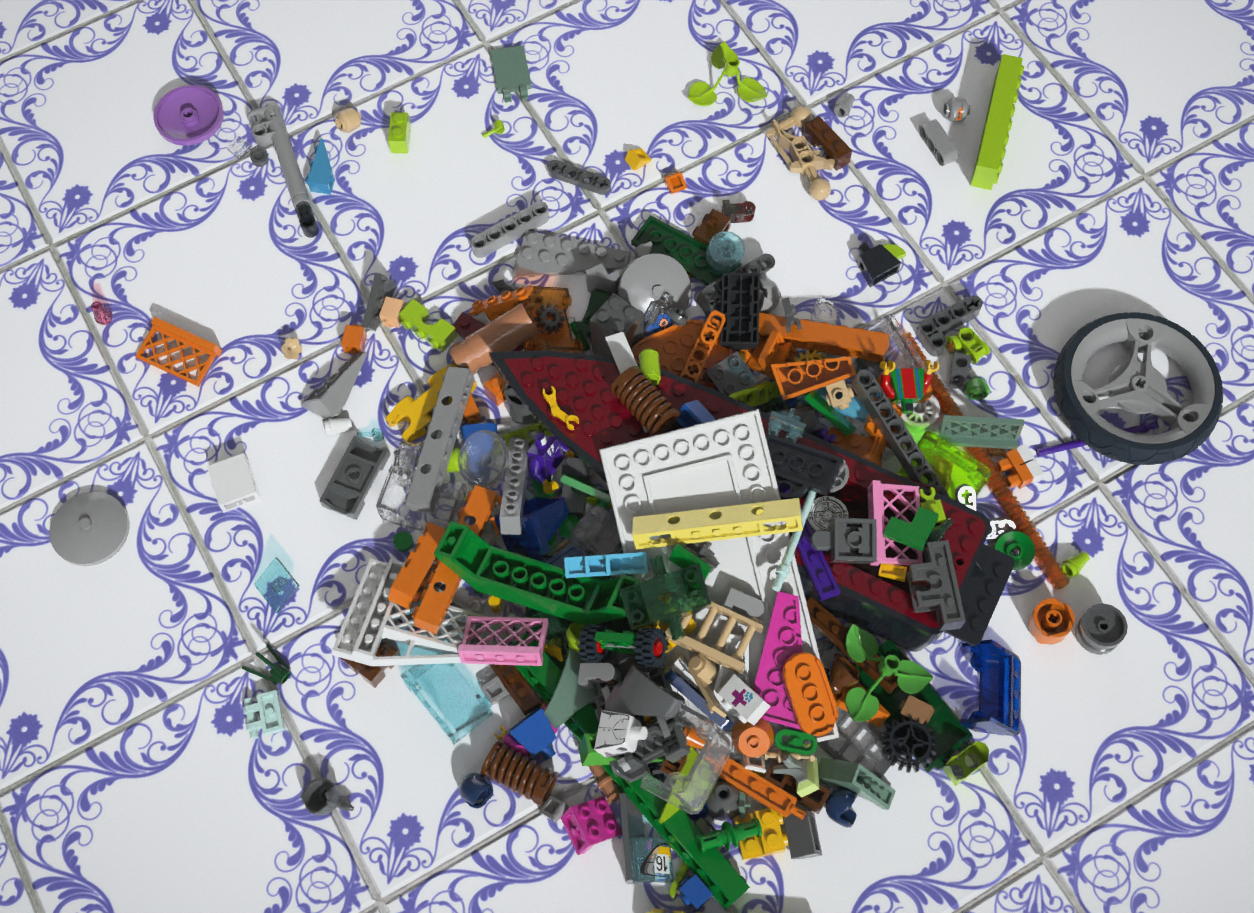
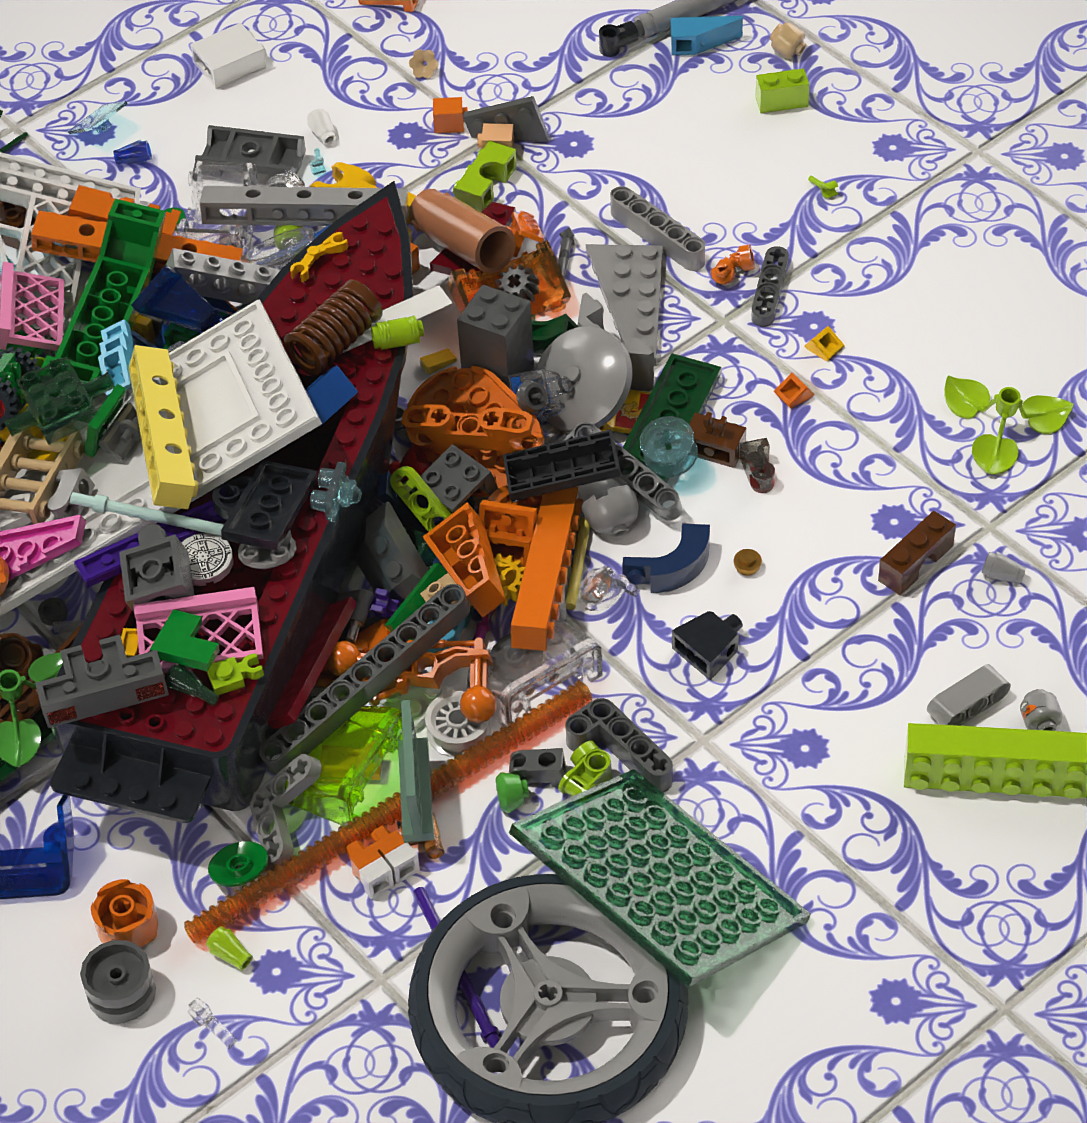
camera: 80 degrees right, 15 degrees down
(323, 562) = (133, 153): none -> clear blue cone
(334, 394) = (361, 110): light grey wedge -> none
(511, 71) = (930, 185): sand green tile -> none
(554, 185) = (725, 269): none -> orange arm
(790, 310) = (566, 521): dark grey plate -> none
(804, 158) = (884, 525): tan piece -> none
(811, 265) = (675, 568): none -> dark blue arch
(813, 233) = (747, 561): none -> pearl gold plate
(897, 251) = (739, 665): lime tile -> none
(906, 384) = (461, 657): torso -> none
(1063, 313) = (660, 876): none -> clear green plate
(1128, 579) = (202, 1015): none -> clear bar

